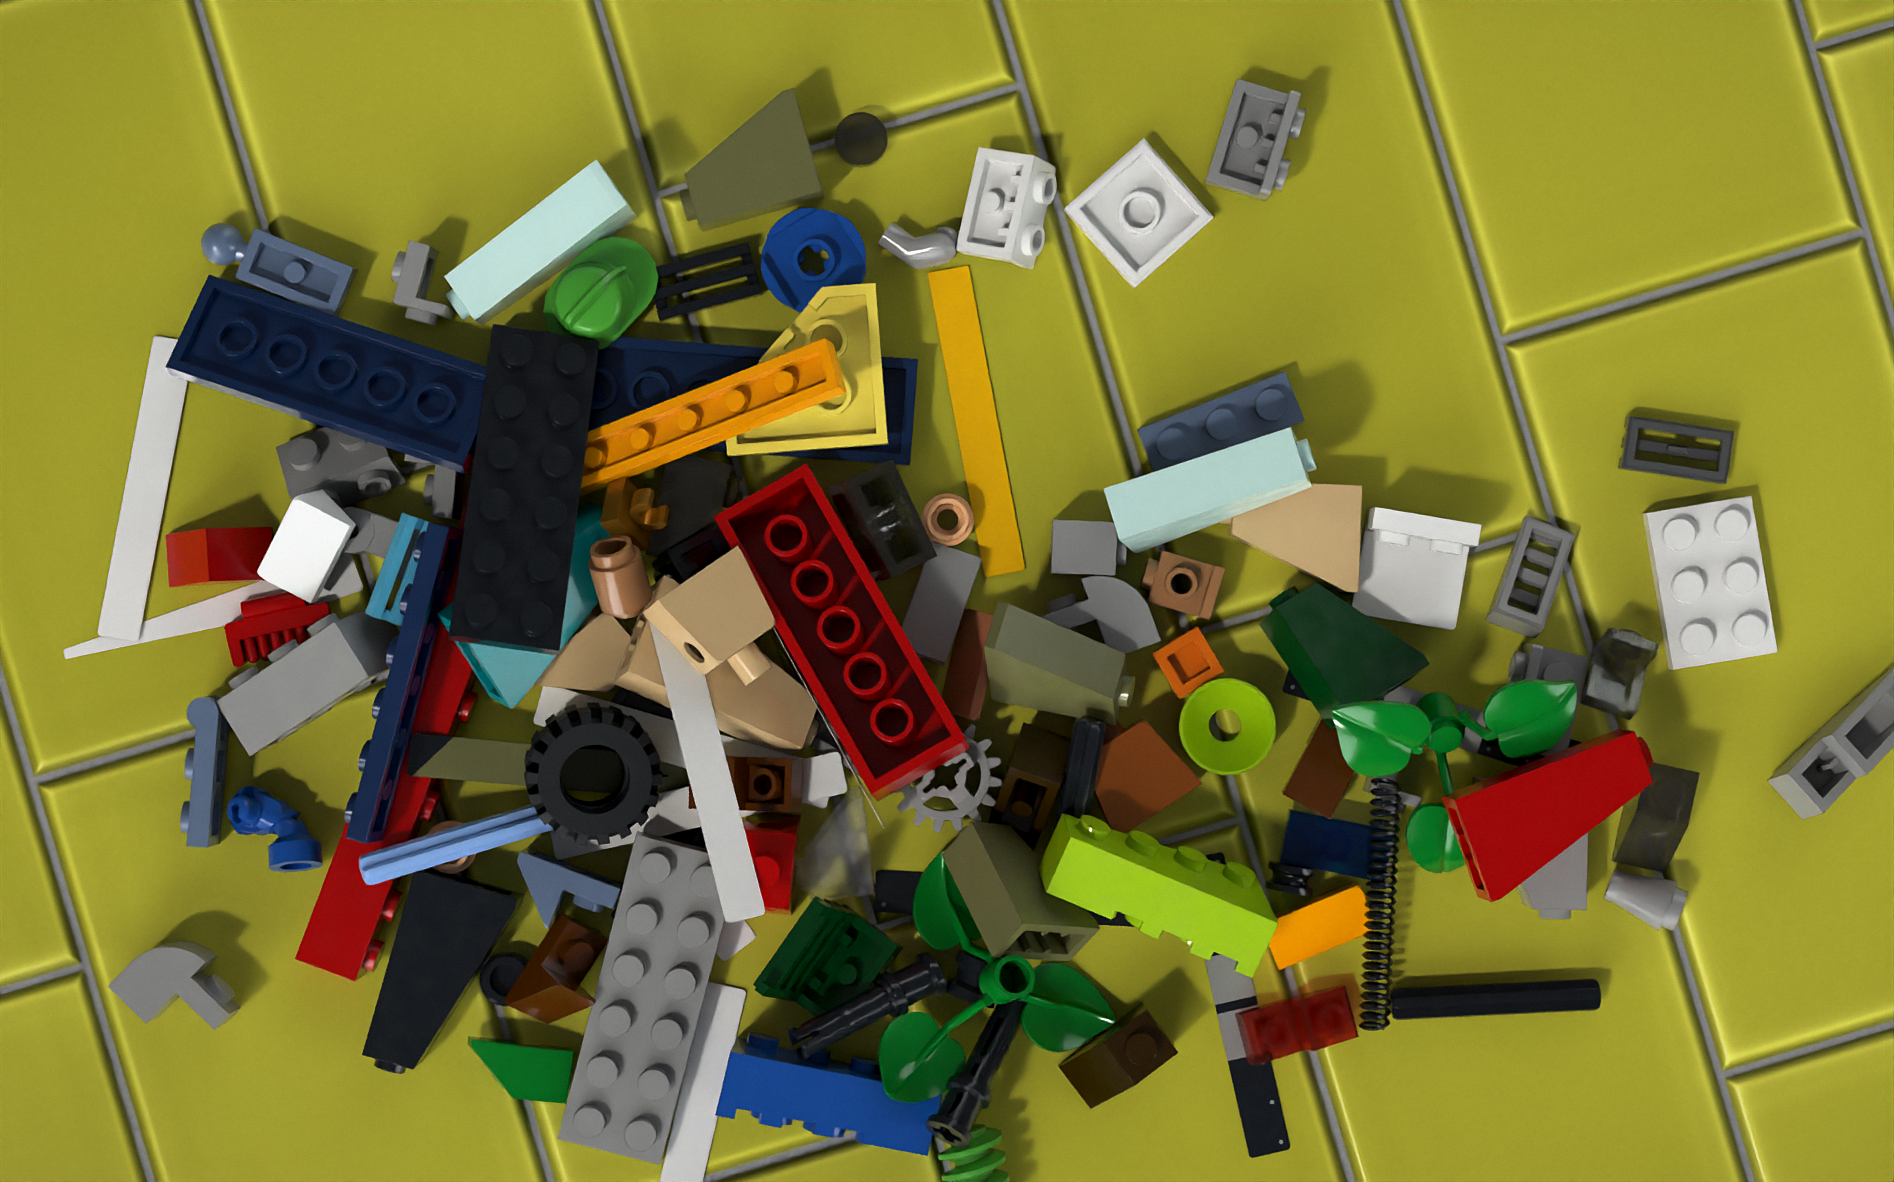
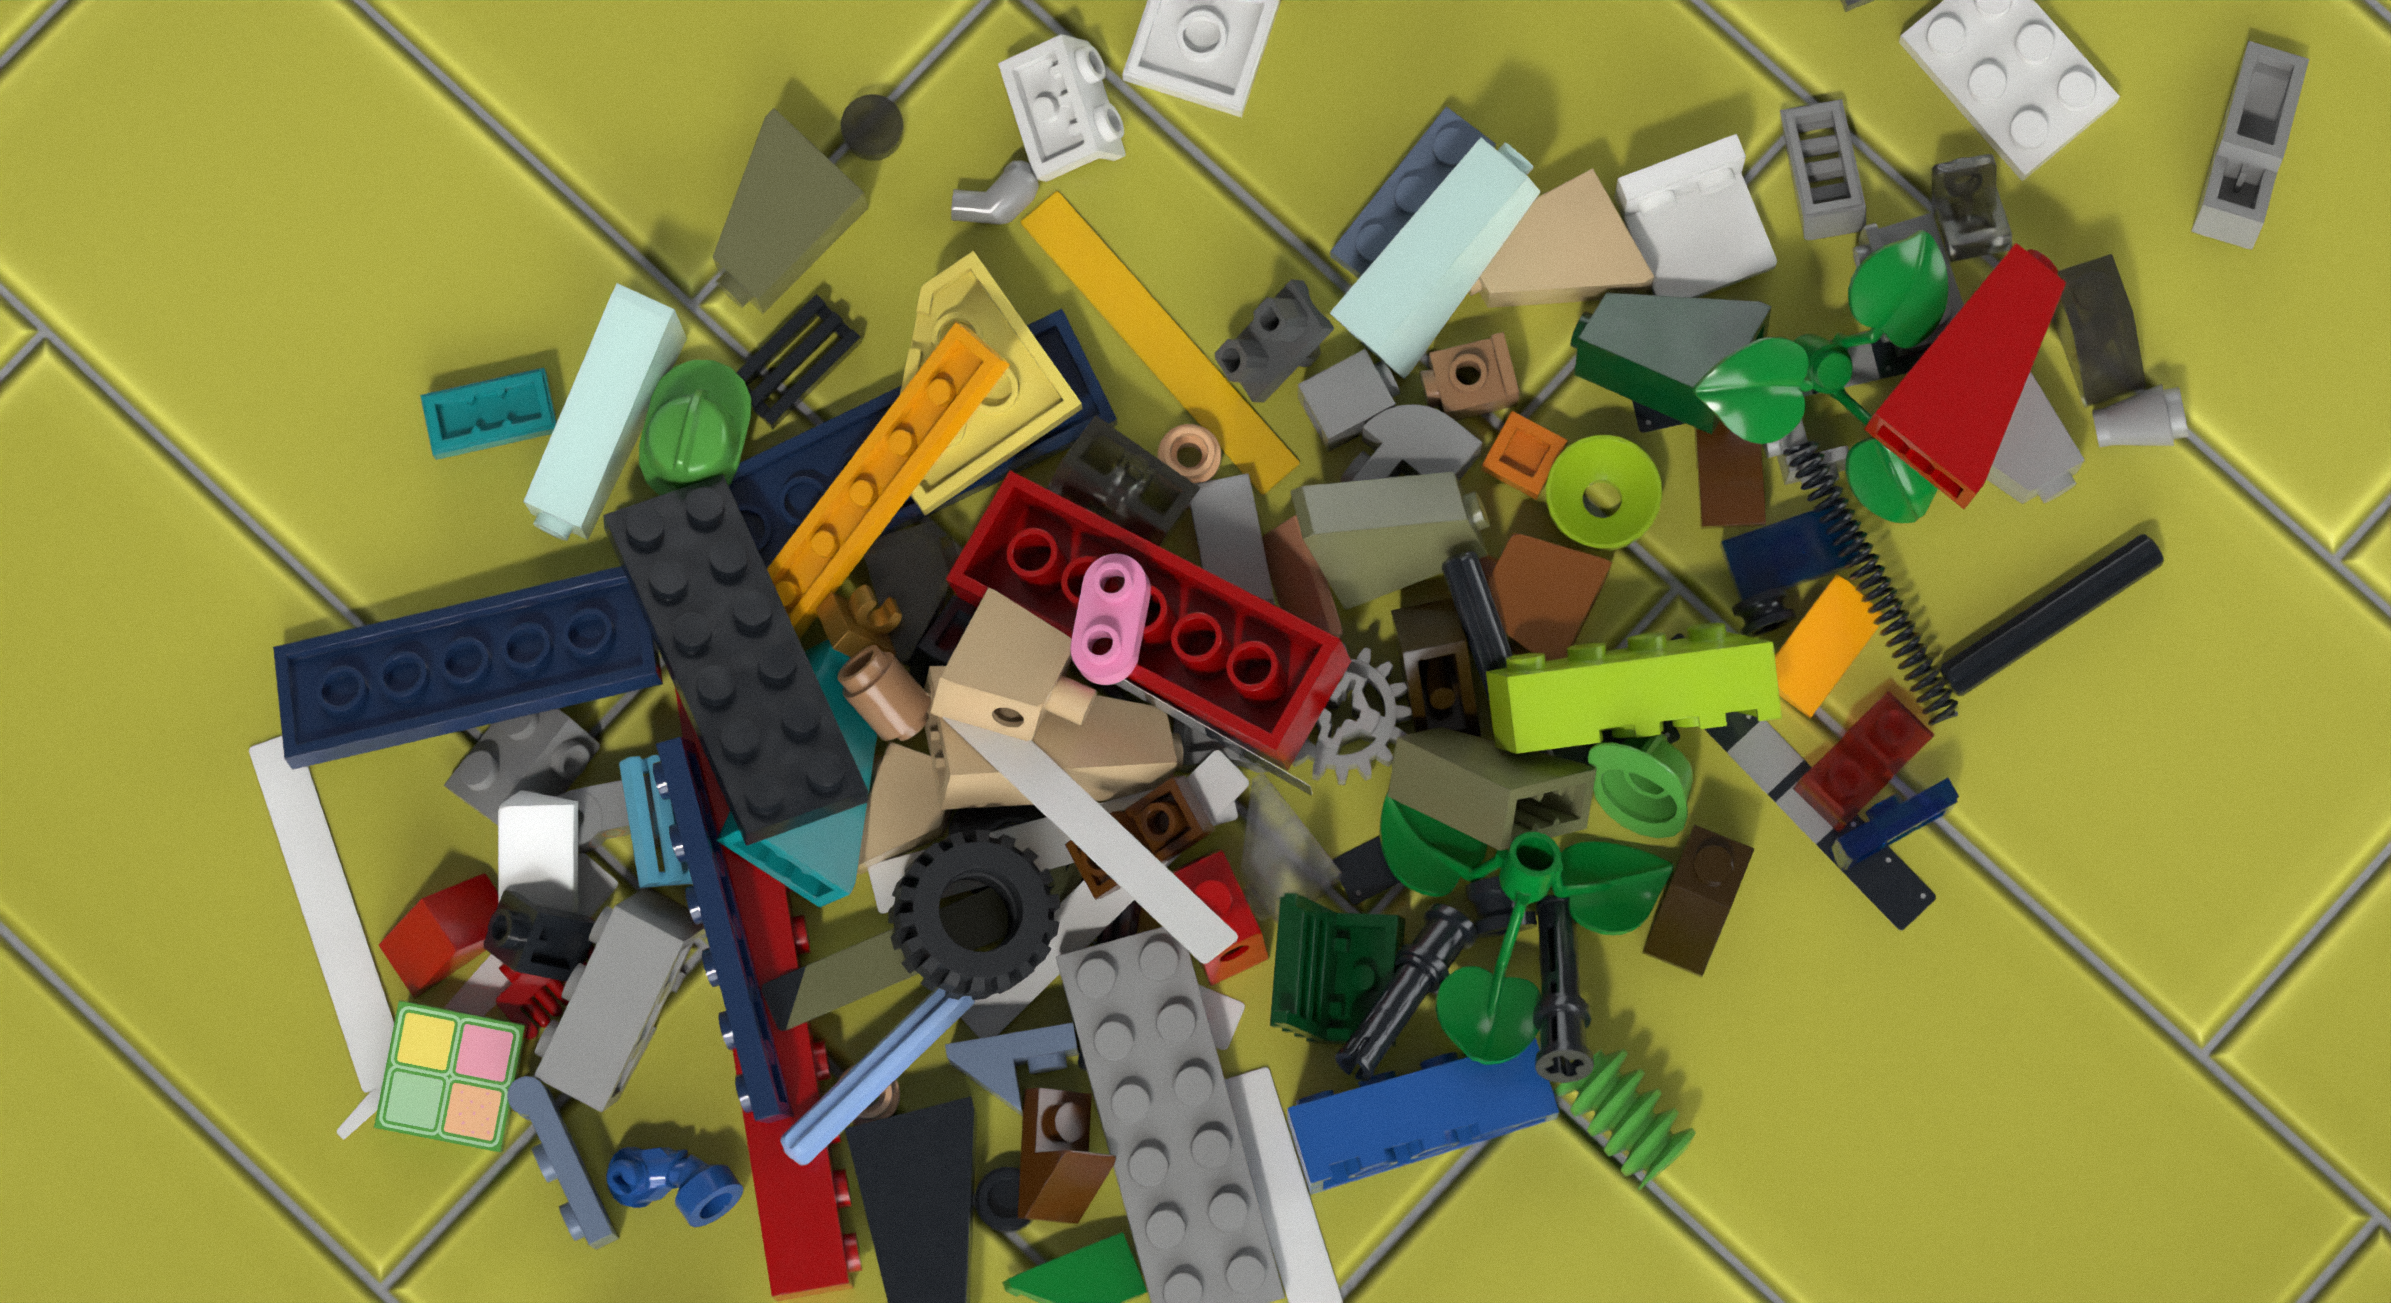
camera: 25 degrees left, 10 degrees down
(162, 660) = (450, 1076): none -> tile
(273, 605) = (537, 937): none -> black bracket
(281, 267) = (343, 596): sand blue plate -> none
(413, 274) = (487, 523): light grey bracket -> none
(442, 490) = (644, 724): light grey bracket -> none
(461, 192) = (489, 413): none -> teal plate
(814, 625) = (1111, 616): none -> bright pink plate
(821, 232) = (885, 241): blue plate -> none
(1055, 477) = (1276, 342): none -> dark grey hips
(1129, 958) = (1643, 784): none -> bright green piece
(1291, 1083) = (1893, 821): none -> clear blue plate

